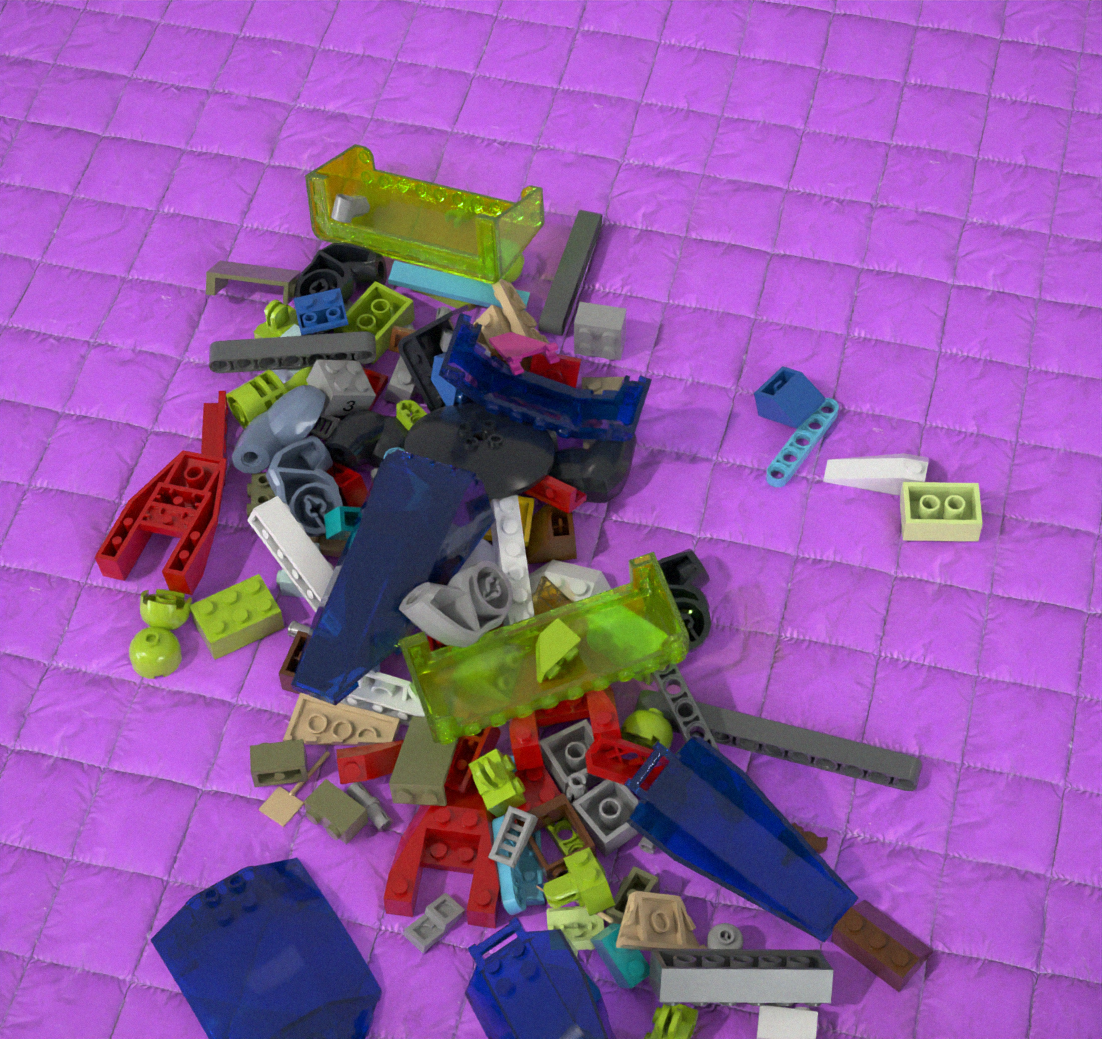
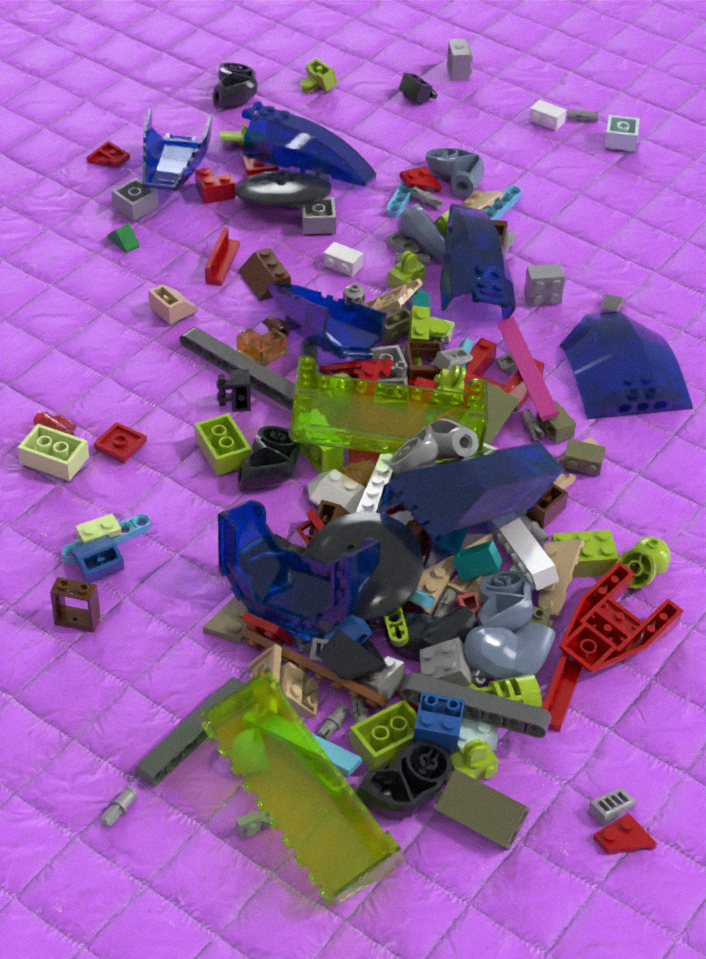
camera: 160 degrees left, 10 degrees down
(110, 325) = (623, 836): none -> red wing
(136, 333) = (605, 817): none -> light grey slope
(256, 564) = (565, 557): none -> tan wing
(349, 207) = (363, 843): light grey piece -> none
(367, 761) = (522, 436): red slope -> none
(404, 866) = (528, 369): none -> dark pink tile
(515, 347) = (287, 635): dark pink flag -> none
(553, 648) = (381, 413): lime slope -> none
(598, 188) = (118, 807): none -> light grey axle
(600, 331) = (206, 655): light grey brick -> none
(740, 976) = (358, 266): brick -> none
(749, 601) = (222, 443): none -> lime brick
(768, 343) = (64, 615): none -> reddish brown window
(780, 684) = (240, 390): none -> black brick
(798, 777) = (262, 348): none -> clear yellow brick
(814, 435) = (98, 528): none -> yellowish green bracket
(878, 472) = (62, 494): white wedge -> none
(878, 569) = (120, 442): none -> red plate
(970, 955) = (221, 259): none -> red fence
(971, 555) = (55, 422): none -> clear red piece
(974, 820) = (170, 303): none -> slope

